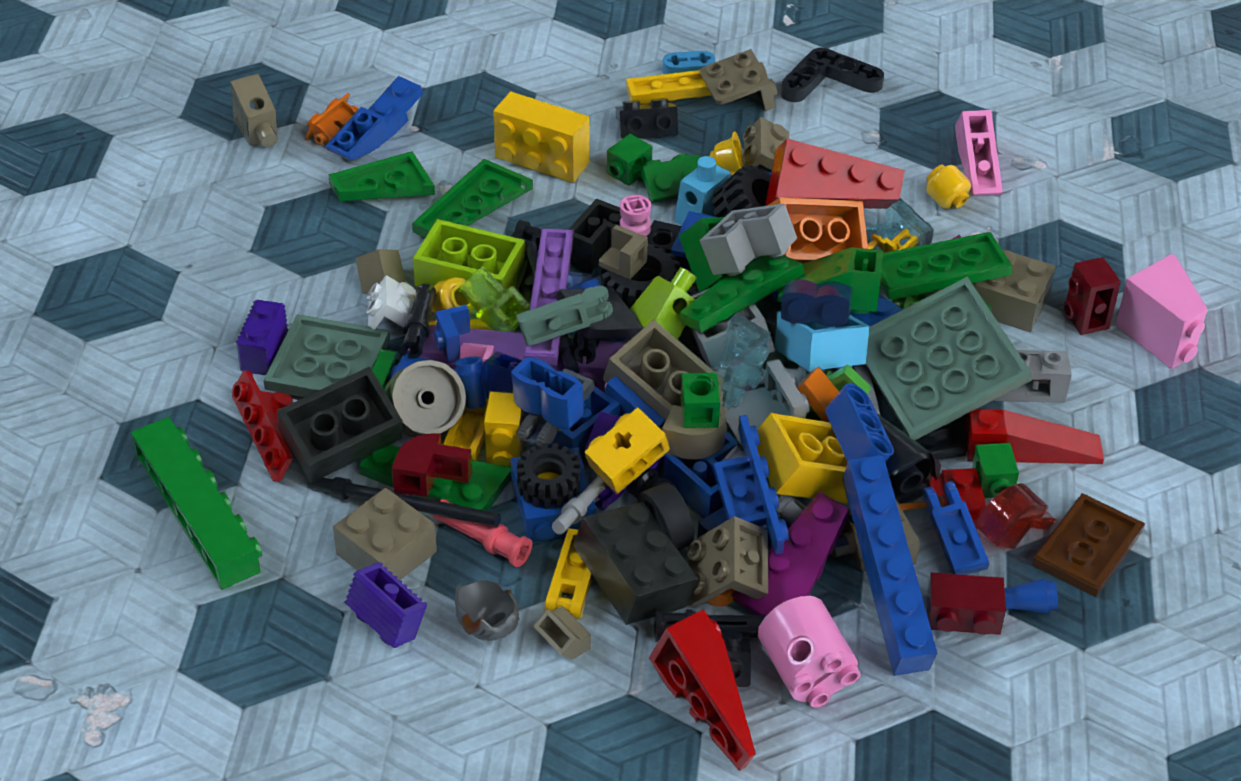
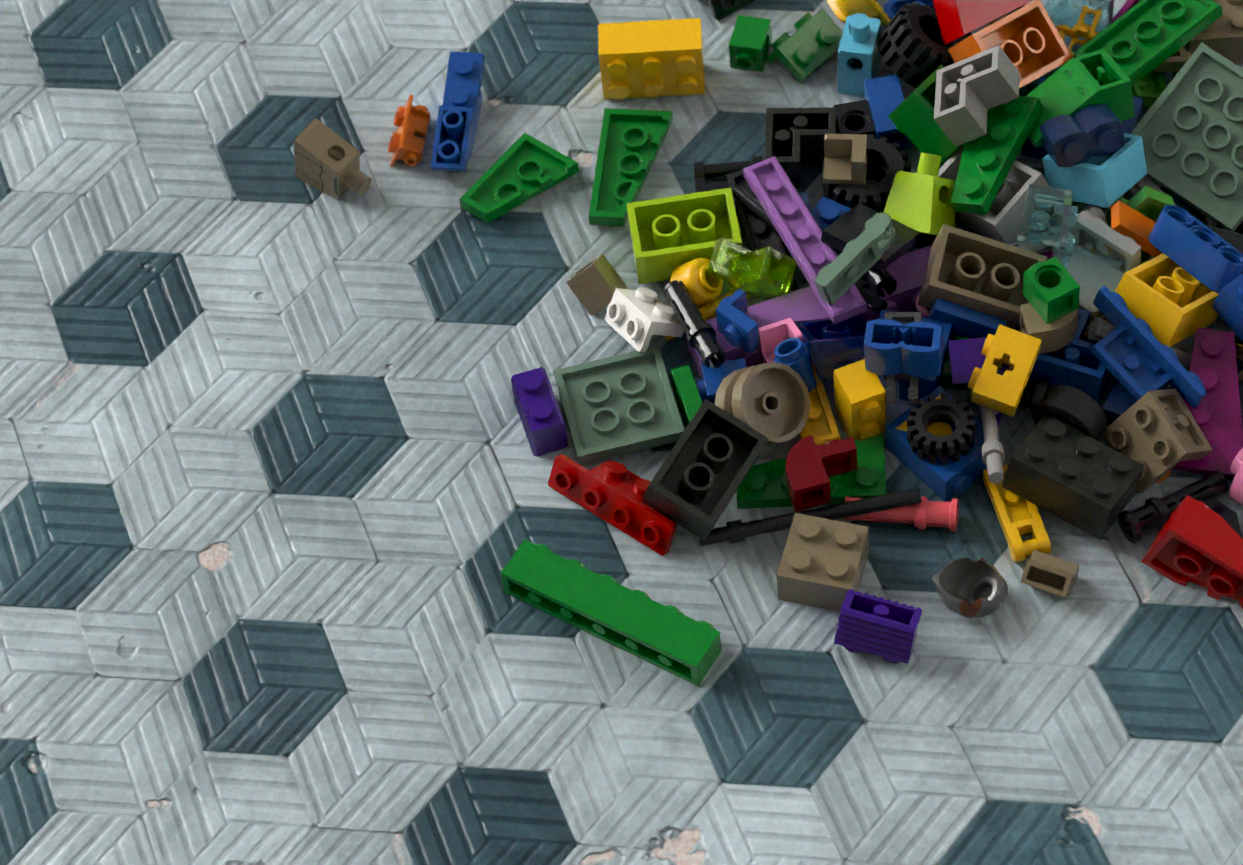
camera: 20 degrees left, 10 degrees up
(635, 214) = (829, 112): bright pink wheel -> none

